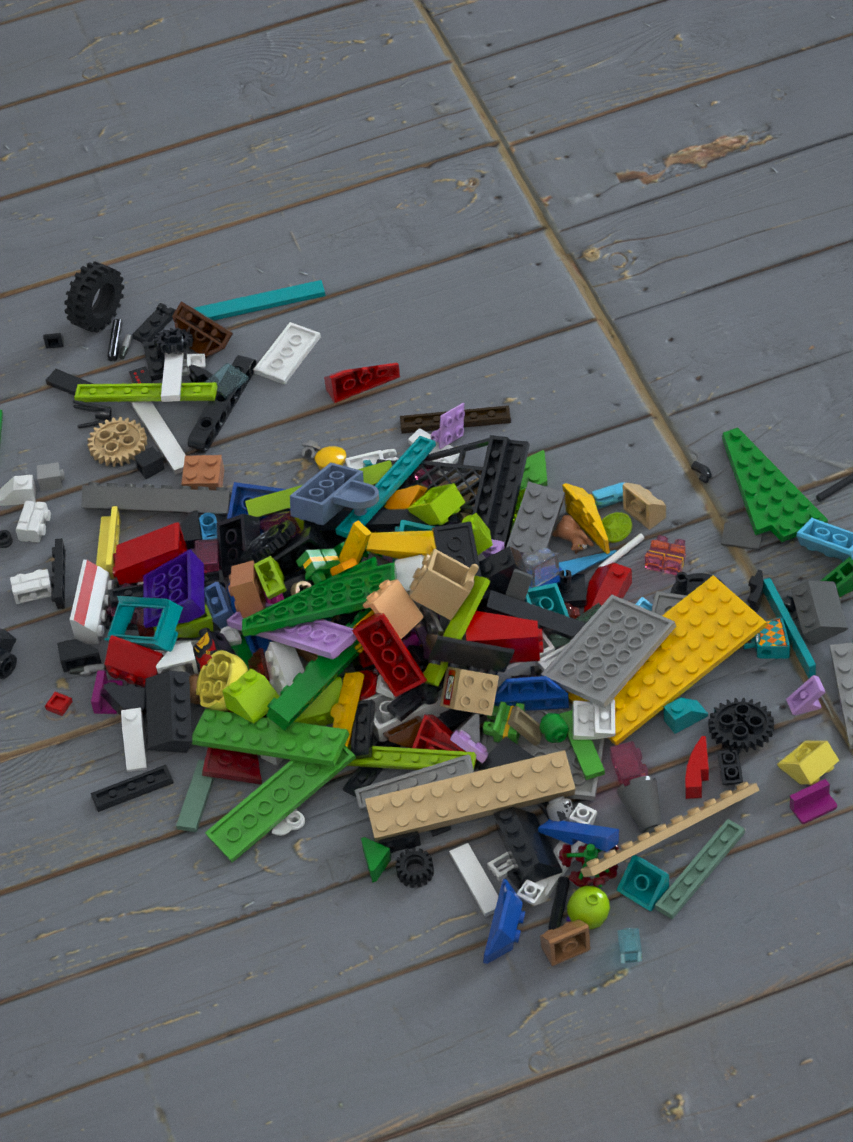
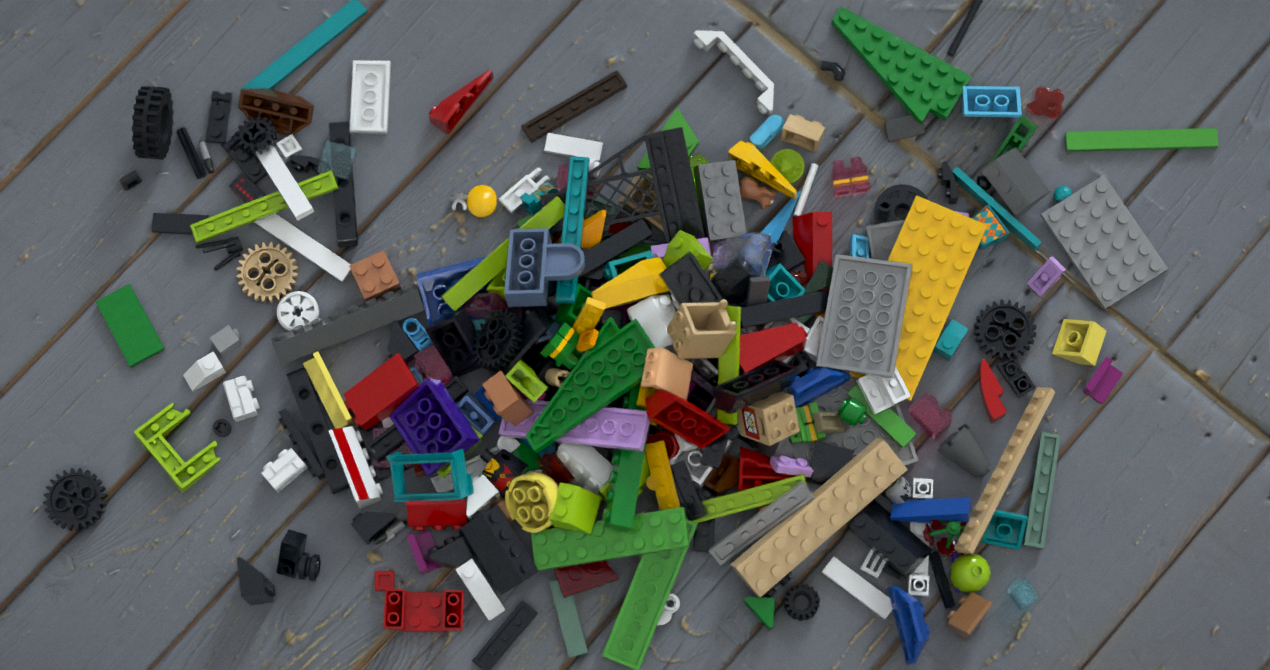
camera: 30 degrees left, 25 degrees up
(71, 737) = (423, 611): none -> red slope
(83, 549) = (314, 418): none -> black beam
(125, 470) = (295, 300): none -> white wheel
(149, 462) = (313, 282): black brick -> none
(437, 504) = (628, 227): lime slope -> none
(450, 426) = (580, 126): lavender hinge -> none
(607, 410) = (708, 39): none -> white slope

